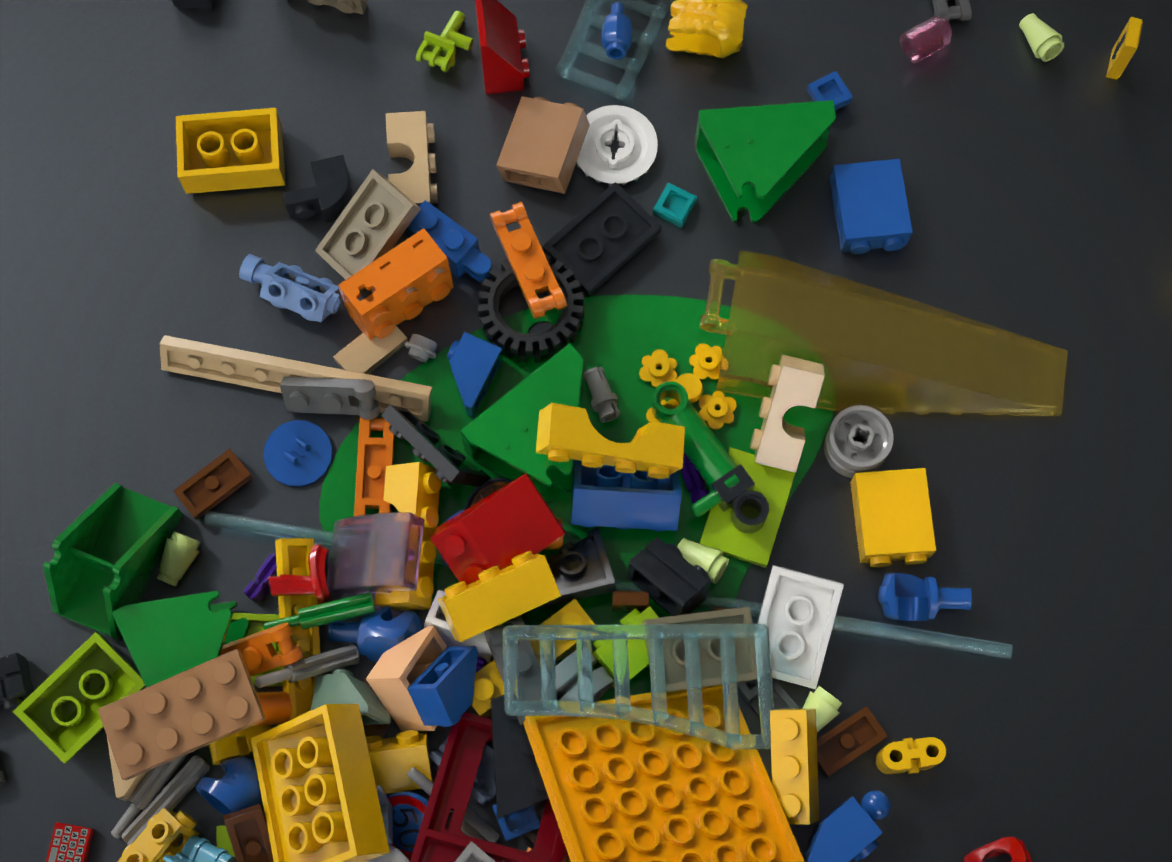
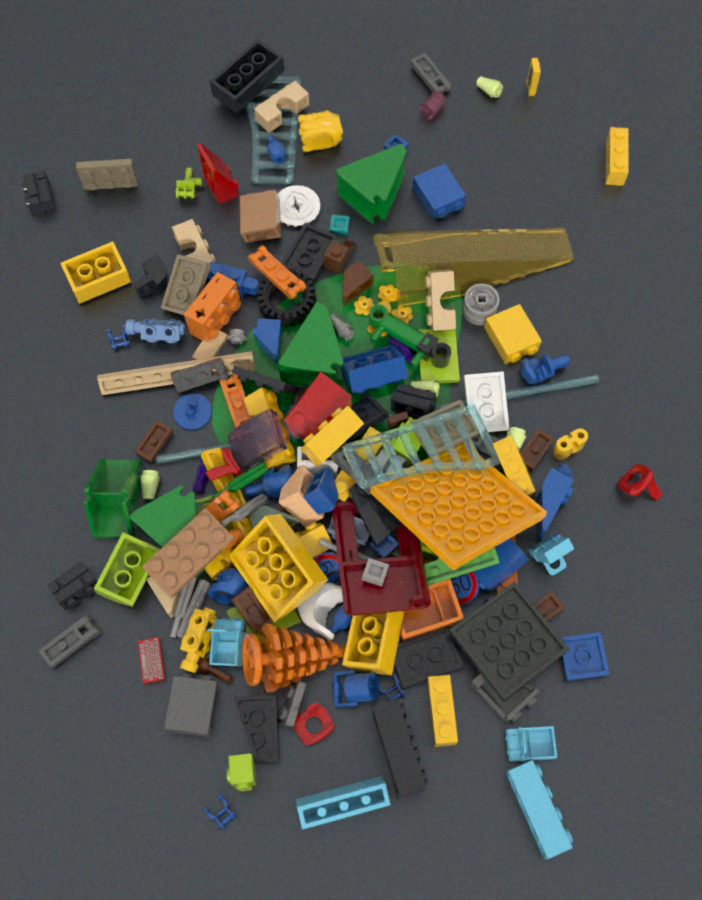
camera: 20 degrees left, 5 degrees down
(215, 288) = (124, 336): none -> blue piece
(568, 434) = (337, 343): yellow arch -> none
(652, 259) = (338, 254): none -> reddish brown slope
(658, 321) = (356, 281): none -> reddish brown slope

